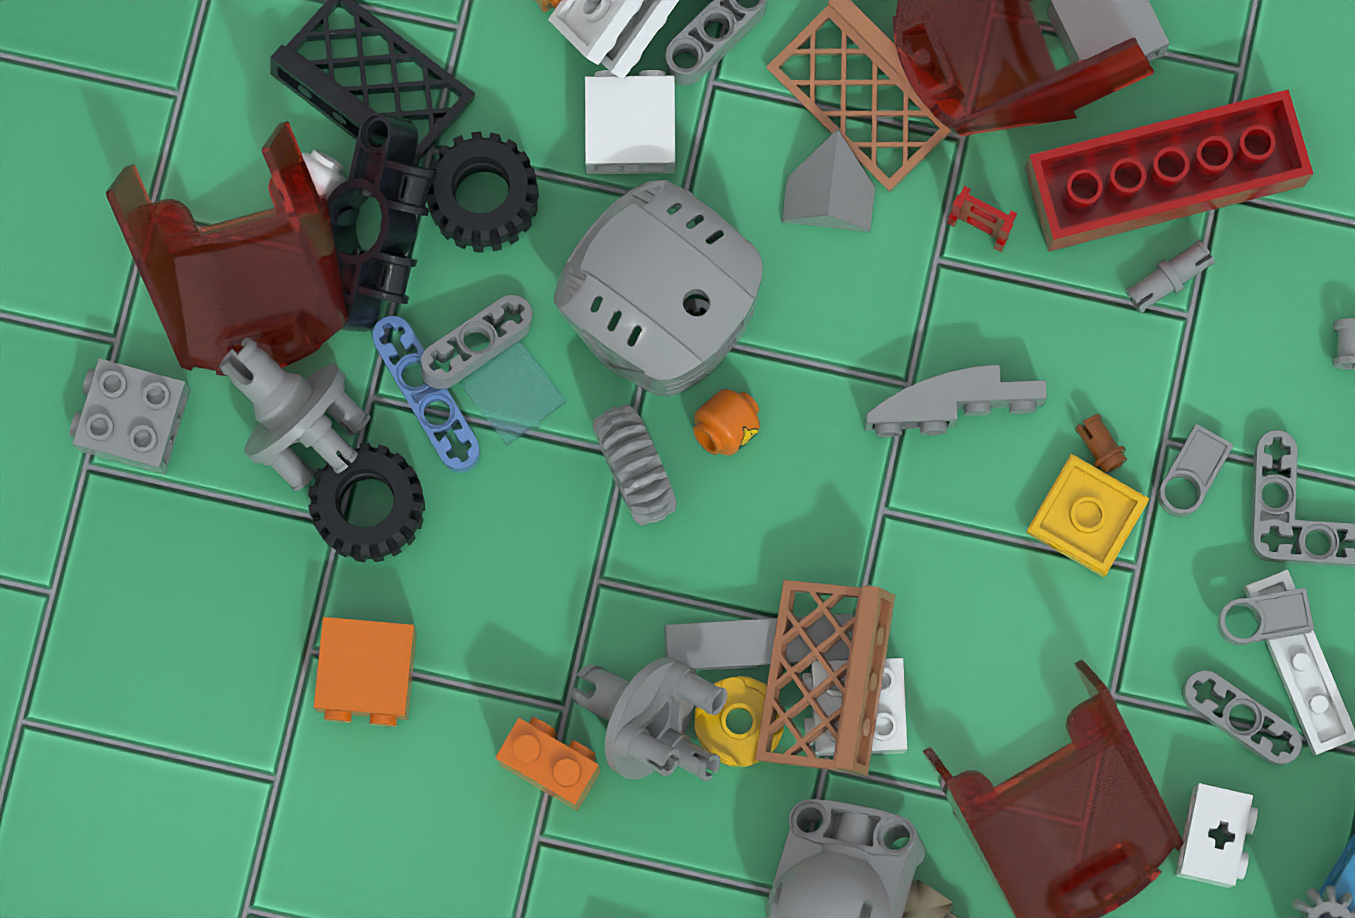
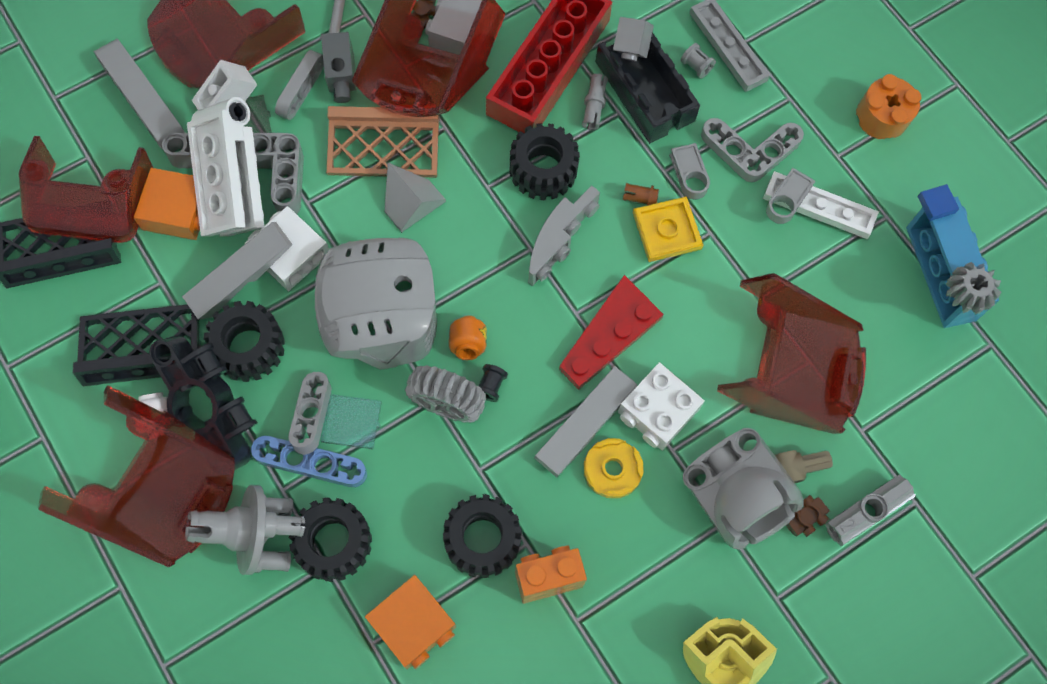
camera: 50 degrees left, 10 degrees down
(130, 415) = (162, 617): light grey brick -> none
(512, 616) = (475, 510): none -> black tyre
(546, 105) = (233, 274): none -> light grey slope
(651, 717) = (573, 504): light grey piece -> none
(701, 497) = (492, 381): none -> black bush
(862, 681) = (657, 389): nougat fence -> none
(919, 567) = (614, 328): none -> red wing
(982, 217) = (503, 141): red piece -> none
(1032, 260) = (546, 142): none -> black tyre
(1198, 855) = (867, 294): white brick -> none
(1252, 314) = (650, 89): none -> black piece
(1263, 746) = (832, 243): light grey beam -> none
(1278, 248) = (633, 38): none -> light grey brick

